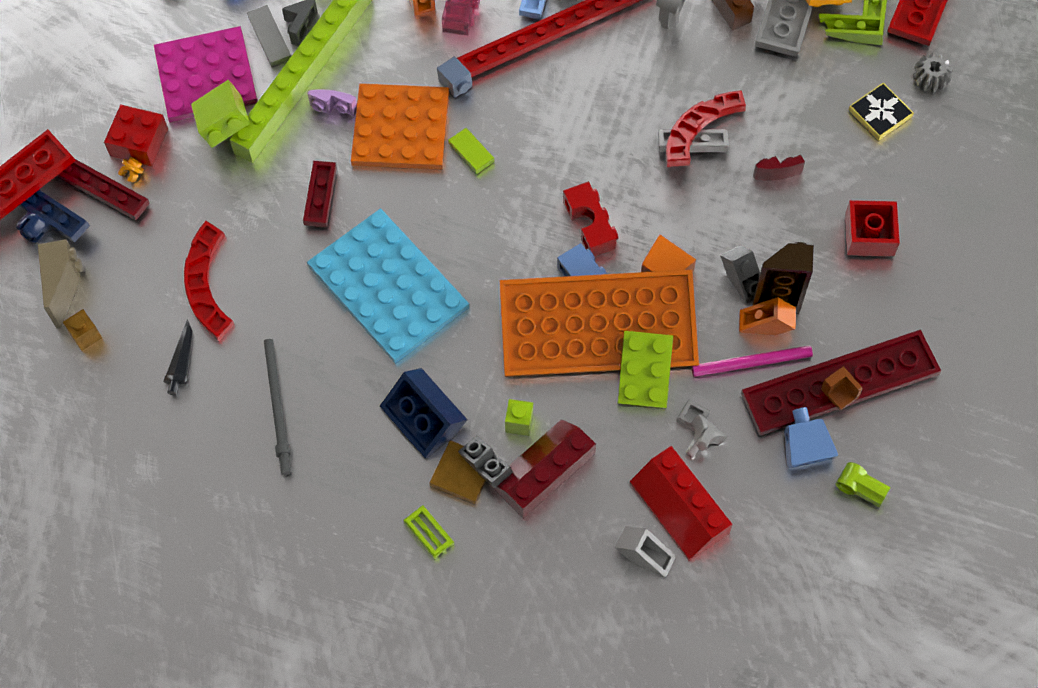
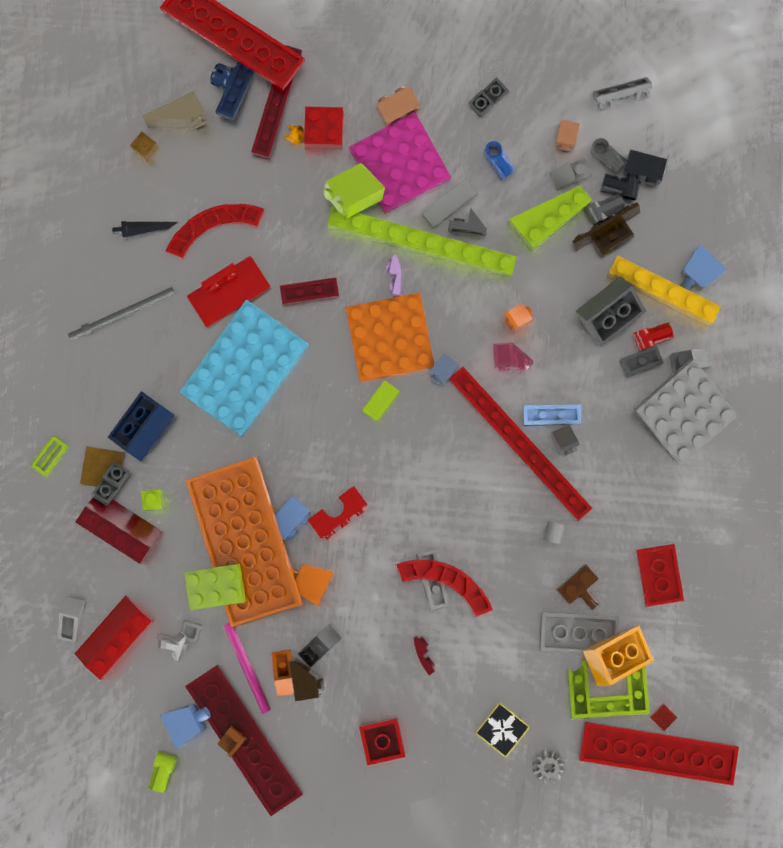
camera: 75 degrees right, 20 degrees up
(141, 58) = (398, 105): none -> nougat brick
(291, 280) = (228, 290): none -> red bracket

